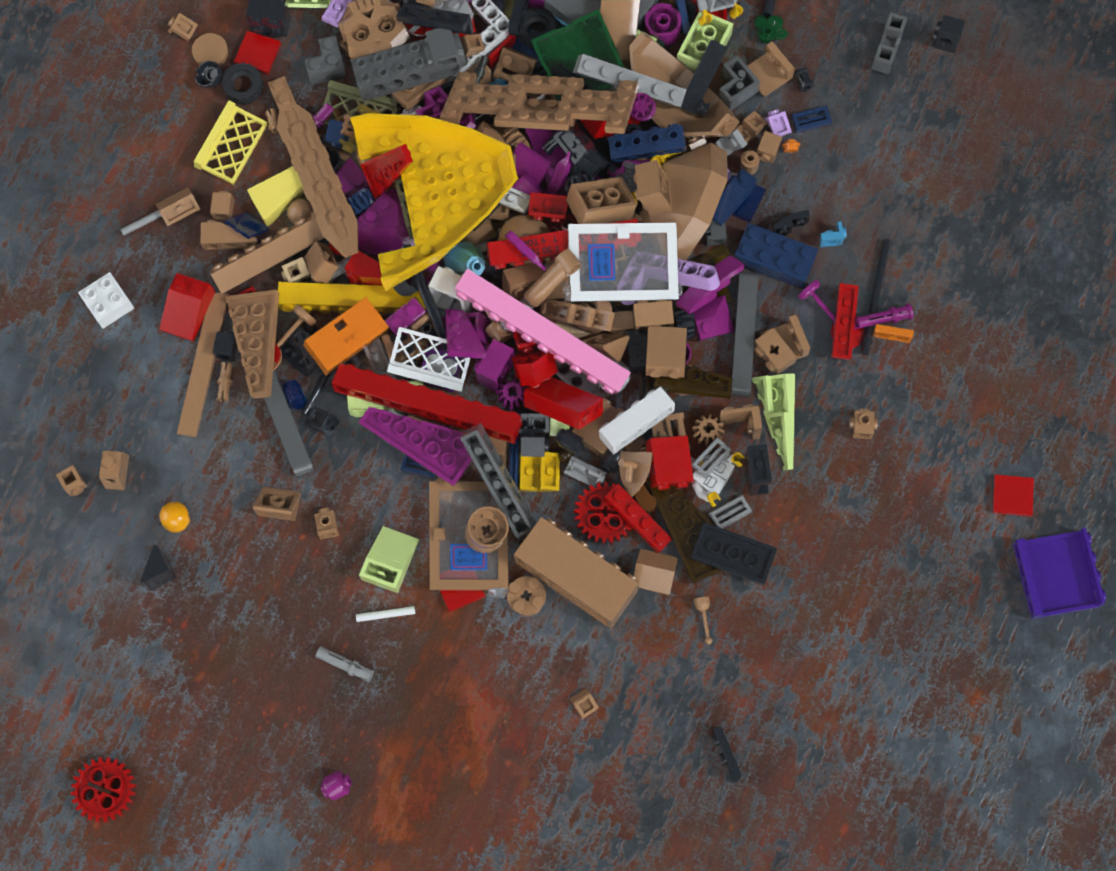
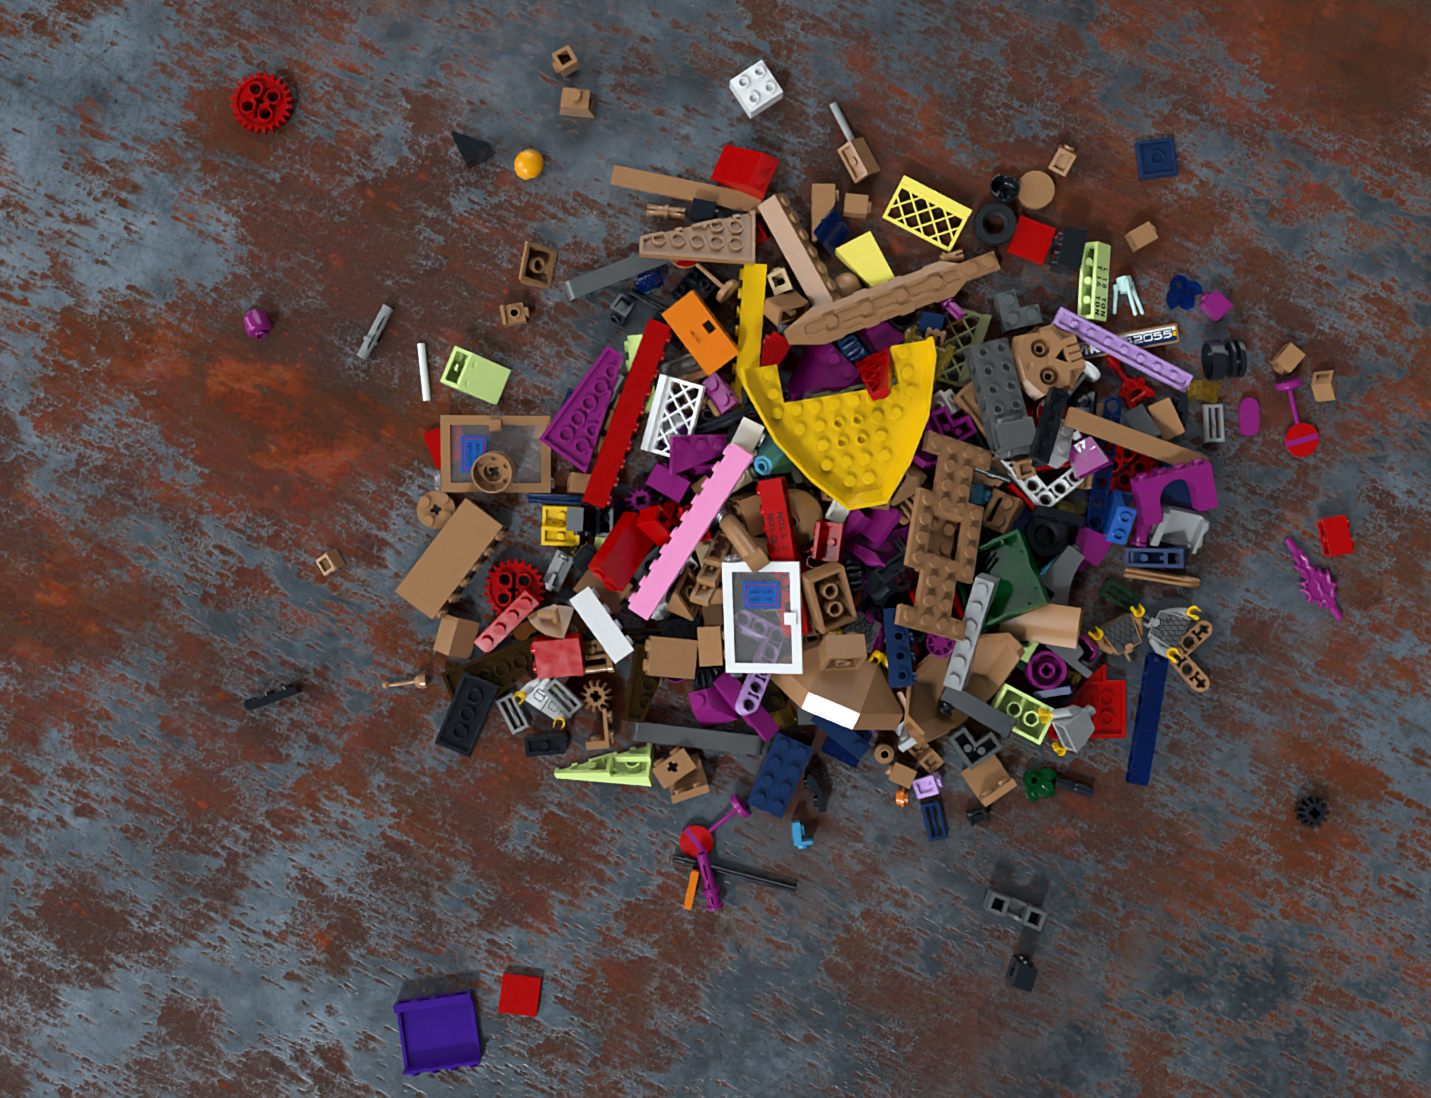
camera: 85 degrees right, 15 degrees up
(498, 480) = (542, 484): dark grey brick -> none
(524, 249) = (770, 517): magenta piece -> none
(844, 321) = (704, 840): red plate -> none
(863, 424) = (591, 856): medium nougat brick -> none

